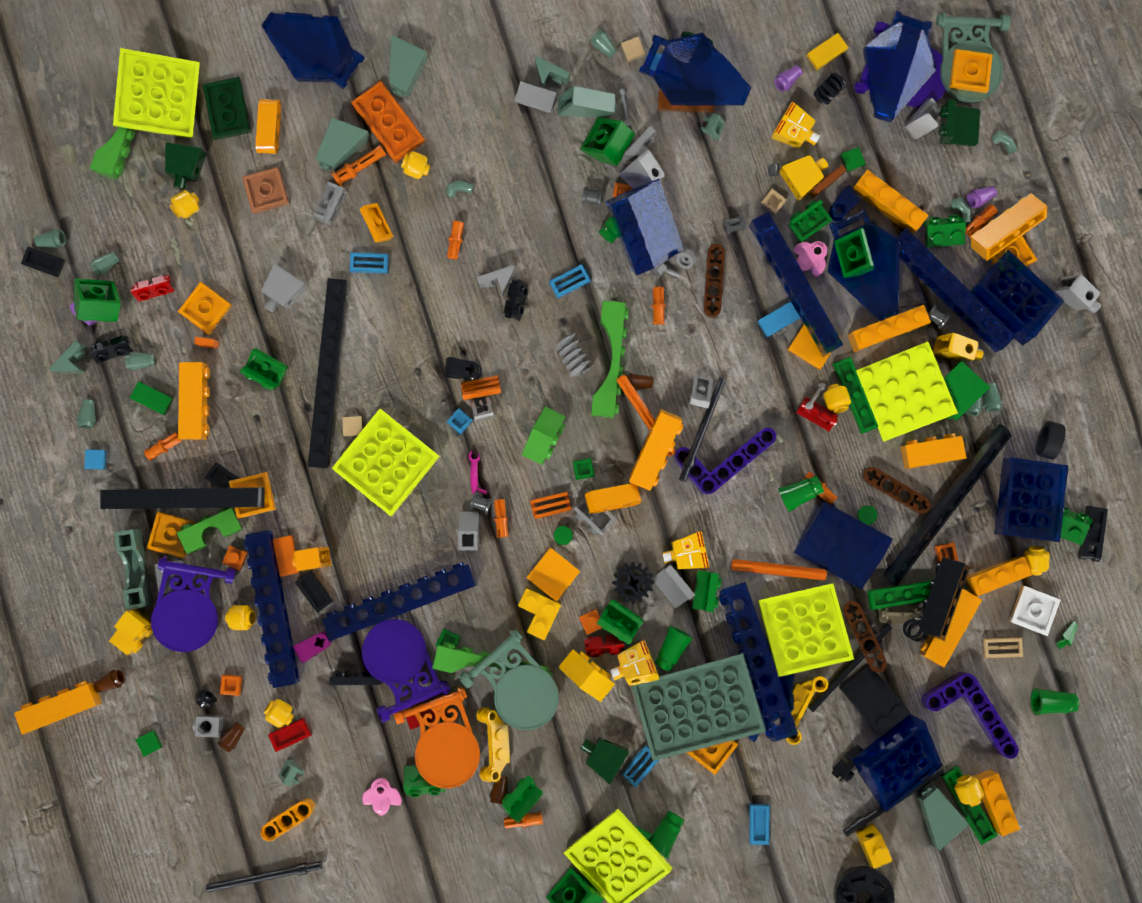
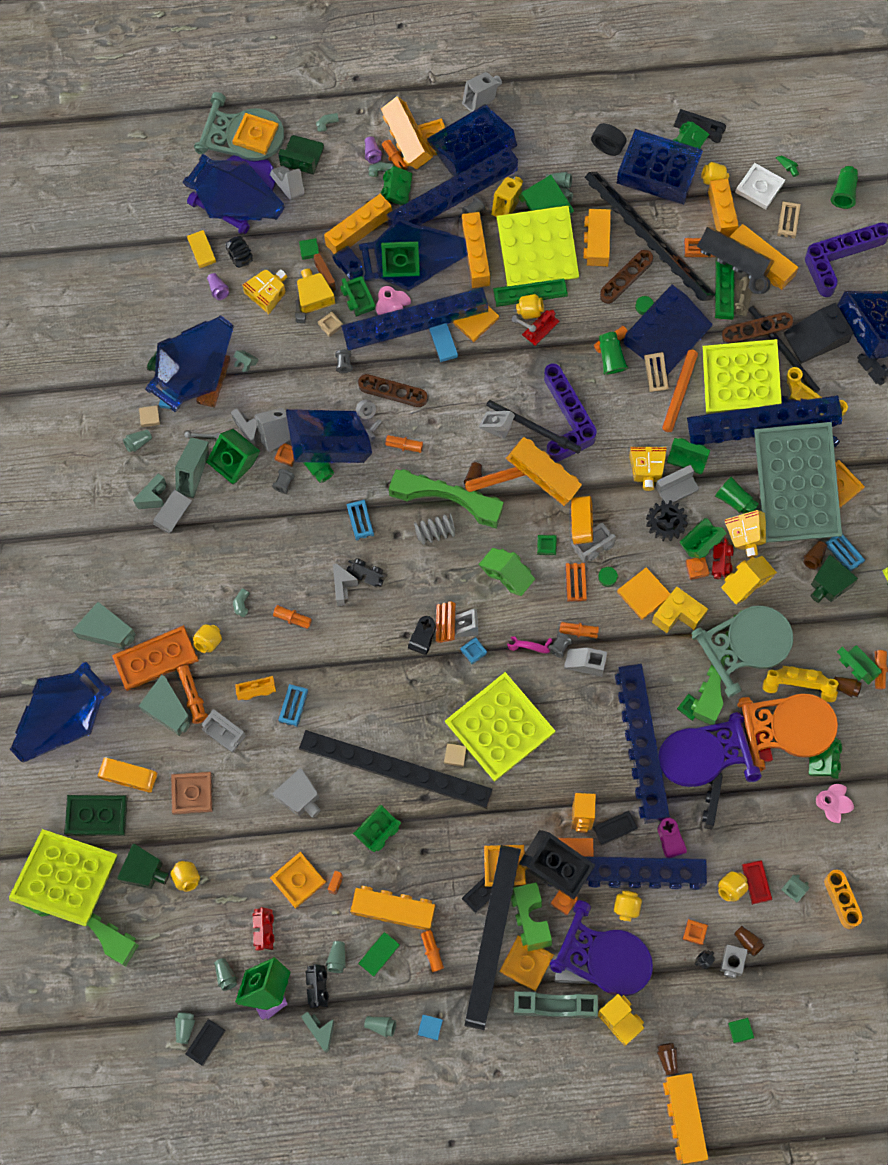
camera: 75 degrees left, 15 degrees down
(257, 542) = (556, 864): none -> black slope
(629, 737) = (815, 555): none -> reddish brown cone
(807, 536) = (655, 368): none -> tan tile

